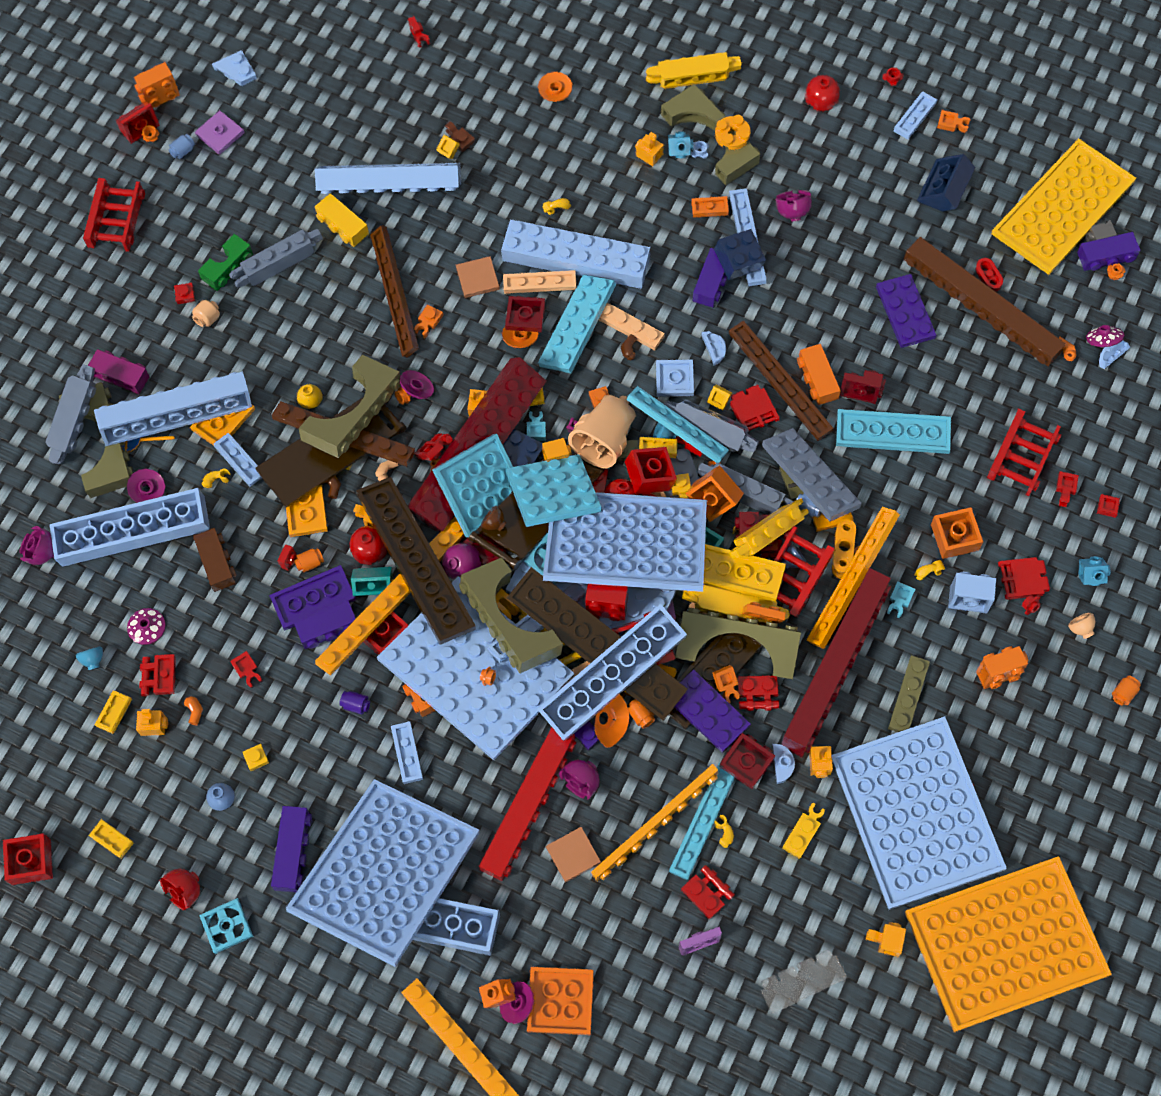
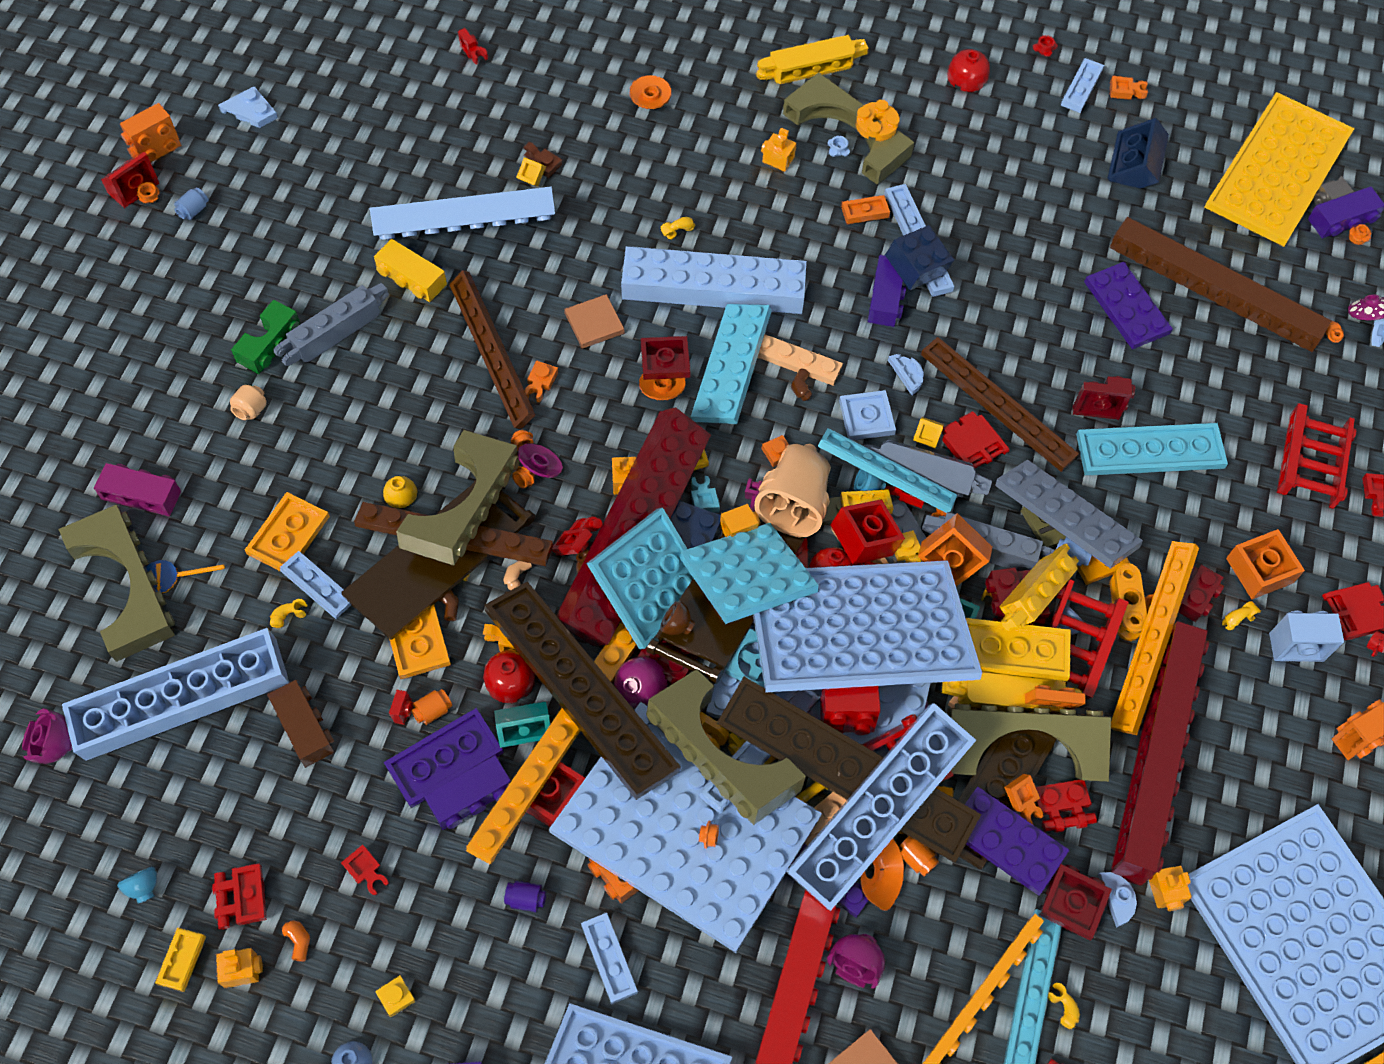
camera: 15 degrees left, 5 degrees down
(70, 414) = (77, 551): sand blue hinge -> none
(100, 205) = (91, 283): red fence -> none
(144, 478) = (190, 625): magenta dish -> none
(151, 632) = (222, 837): magenta dish -> none
(173, 408) = (218, 527): light blue brick -> none
(184, 293) = (216, 381): red plate -> none
(219, 132) = (237, 183): medium lavender plate -> none
(405, 365) = (522, 437): none -> orange plate
(539, 281) = (674, 318): light nougat plate -> none
(677, 139) = (808, 143): dark azure brick -> none
(794, 205) = (968, 196): magenta cylinder -> none
(803, 832) = (1169, 991): yellow plate -> none
(818, 374) = (1044, 391): orange brick -> none
(899, 546) = (1199, 591): none -> dark red plate
(901, 597) = (1216, 657): medium azure plate -> none
(909, 694) = (1257, 781): olive plate -> none
(992, 274) = (1217, 250): red plate -> none

